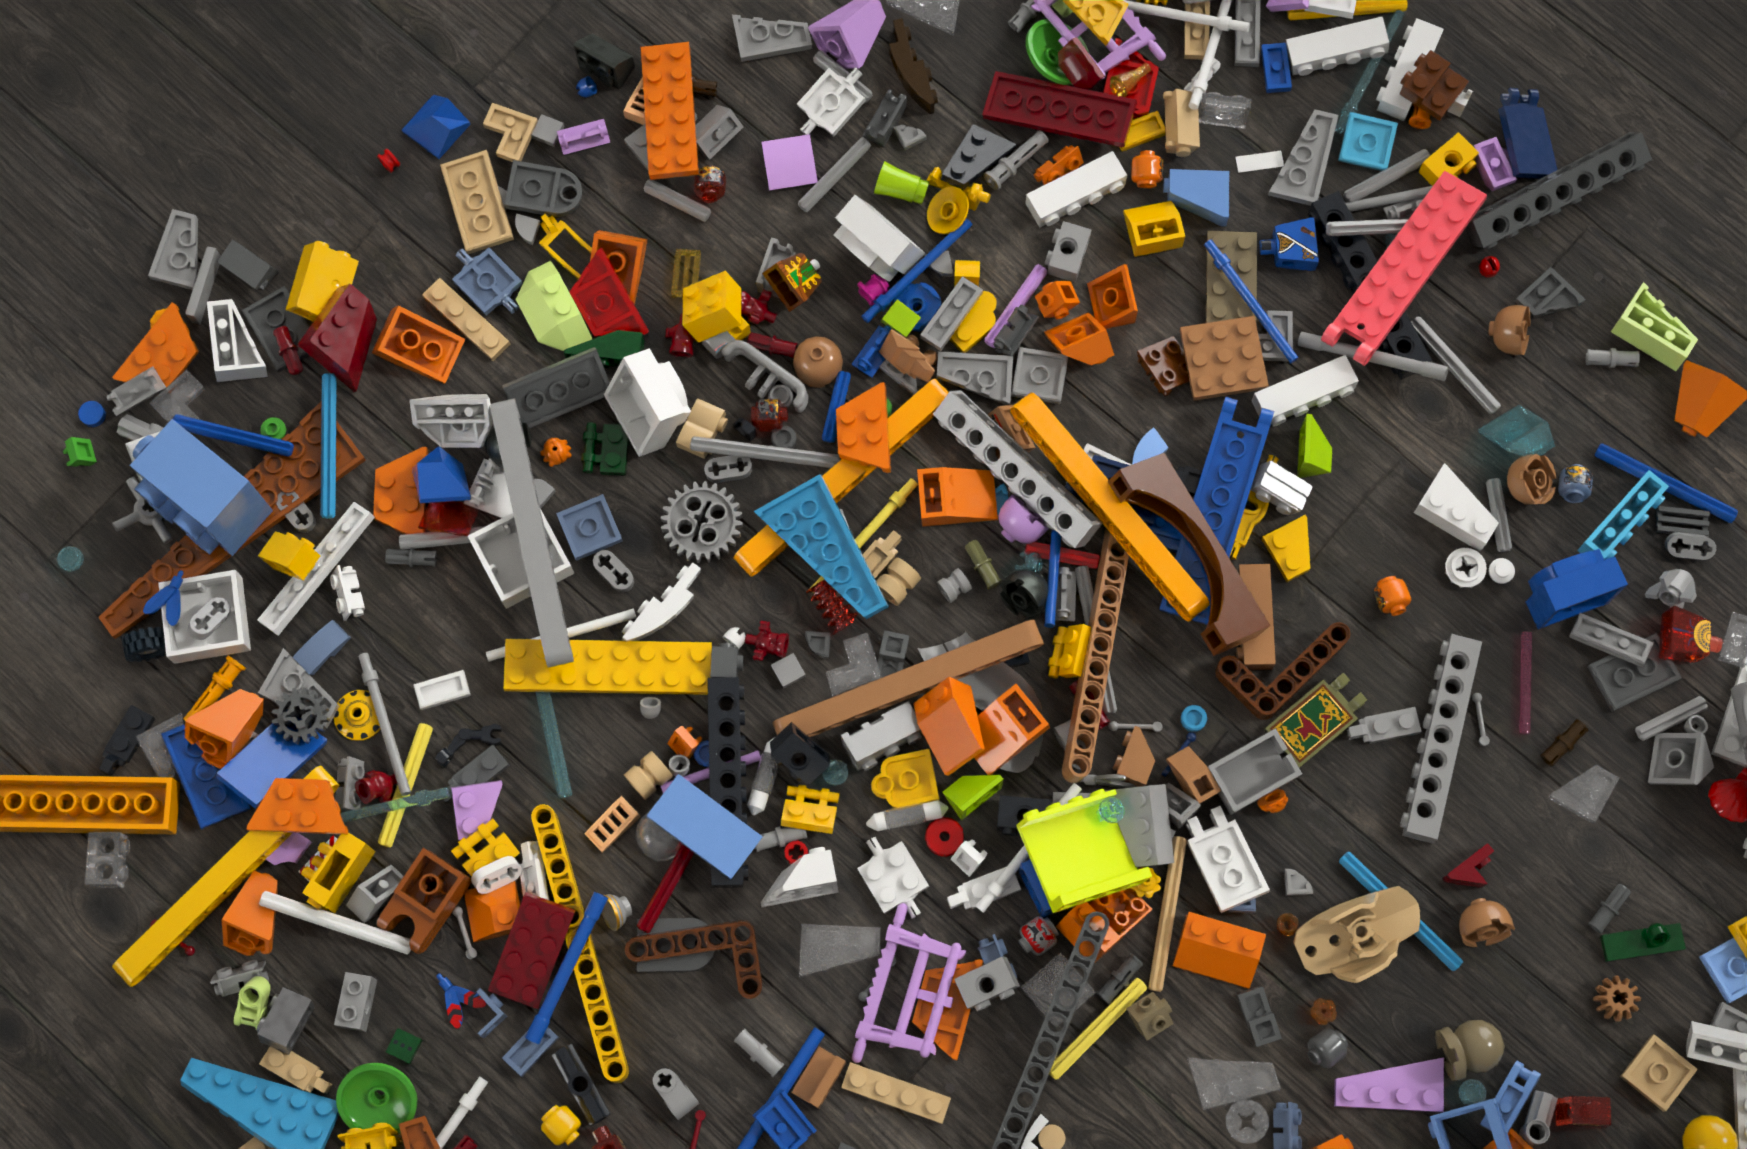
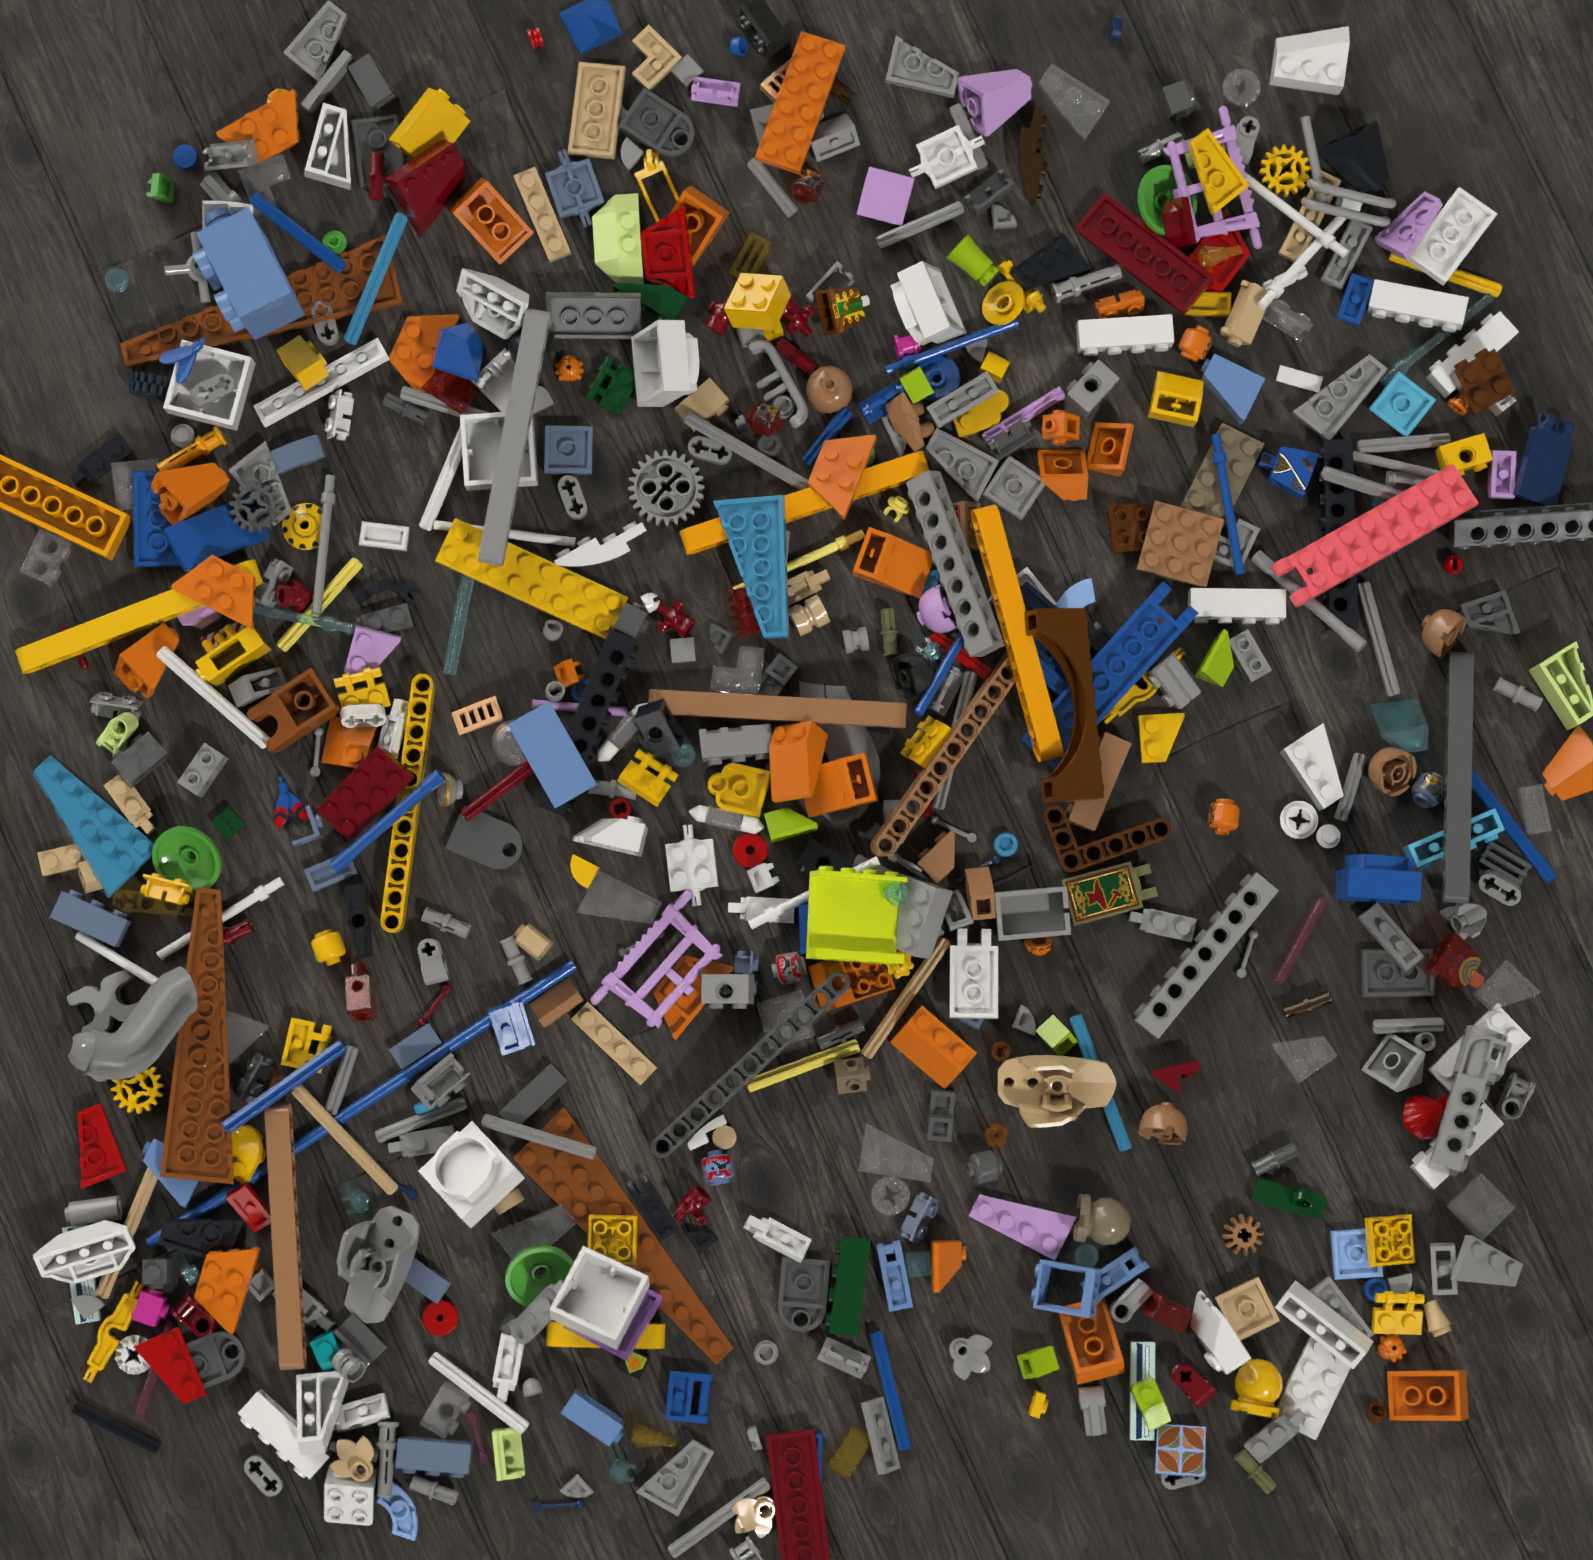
camera: 15 degrees right, 10 degrees up
(198, 679) = (182, 435): none -> light grey plate
(479, 611) = (443, 484): none -> white axle
(648, 775) = (525, 688): tan wheel -> none
(670, 1046) = (446, 922): none -> light grey pin
(704, 944) = (509, 852): reddish brown beam -> none
(767, 1023) = (532, 941): none -> tan brick
(787, 931) = (583, 871): none -> yellow brick
(935, 439) = (897, 504): none -> light yellow plate
(1335, 883) = (1056, 1036): none -> lime brick
(1342, 434) = (1248, 657): none -> light grey brick
(1600, 458) = (1458, 777): none -> dark grey beam
(1646, 1112) = (1216, 1336): none -> white wedge
(1683, 459) = (1534, 809): none -> clear tile

